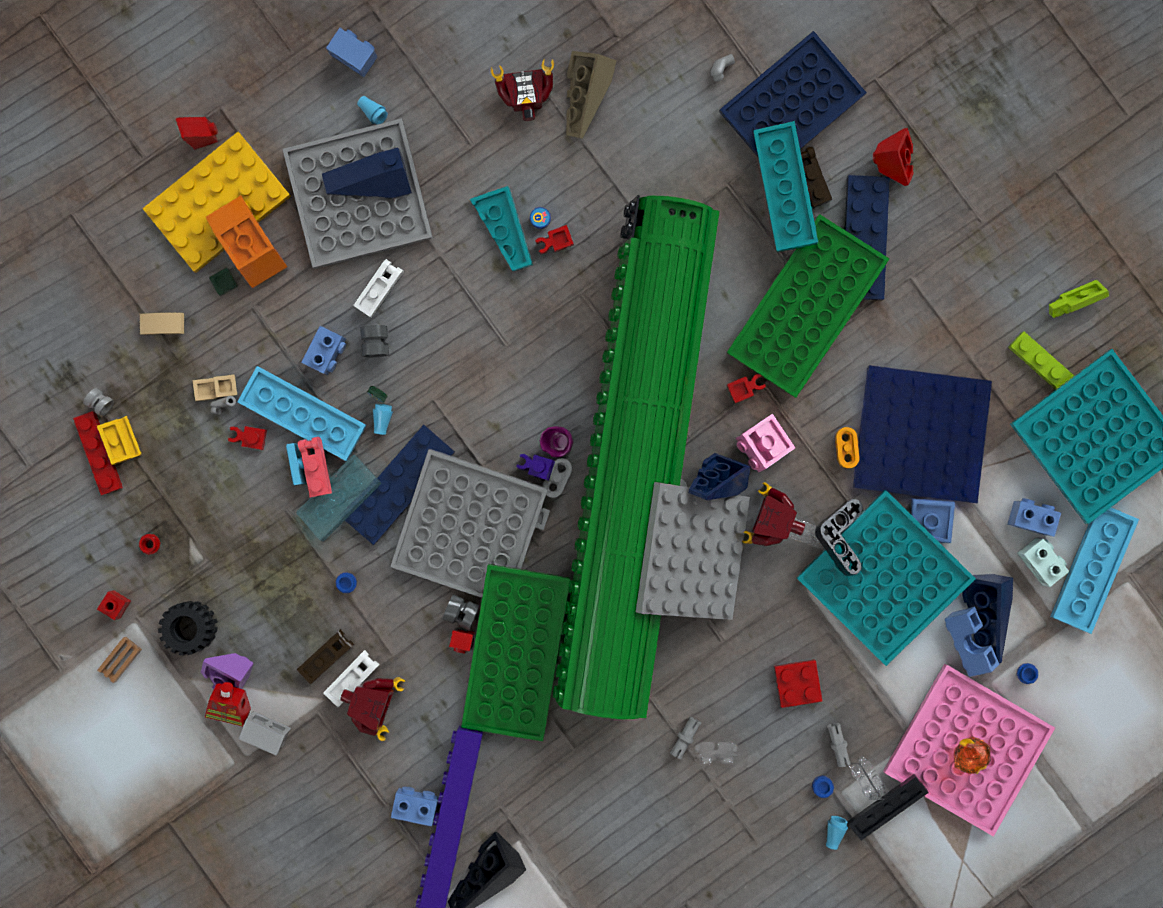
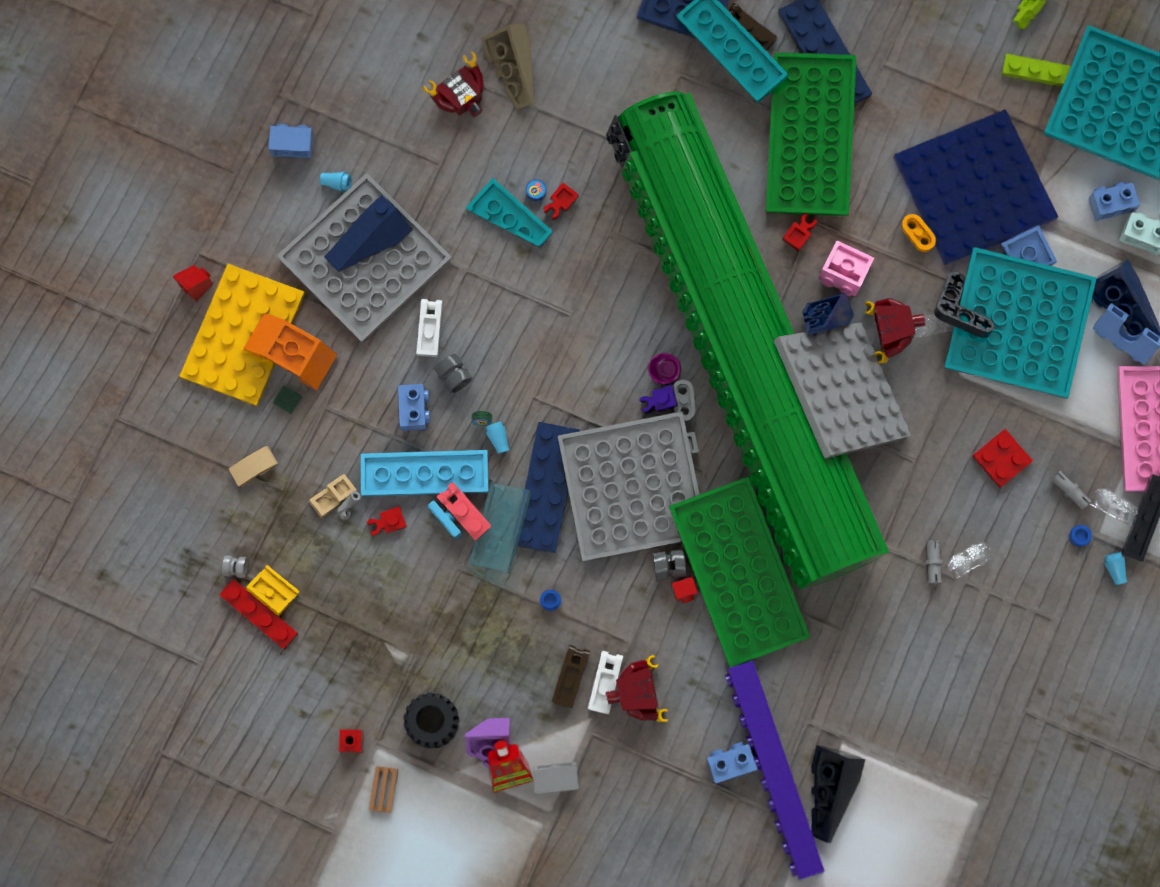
camera: 30 degrees left, 10 degrees down
(143, 544) = (345, 668): red plate -> none

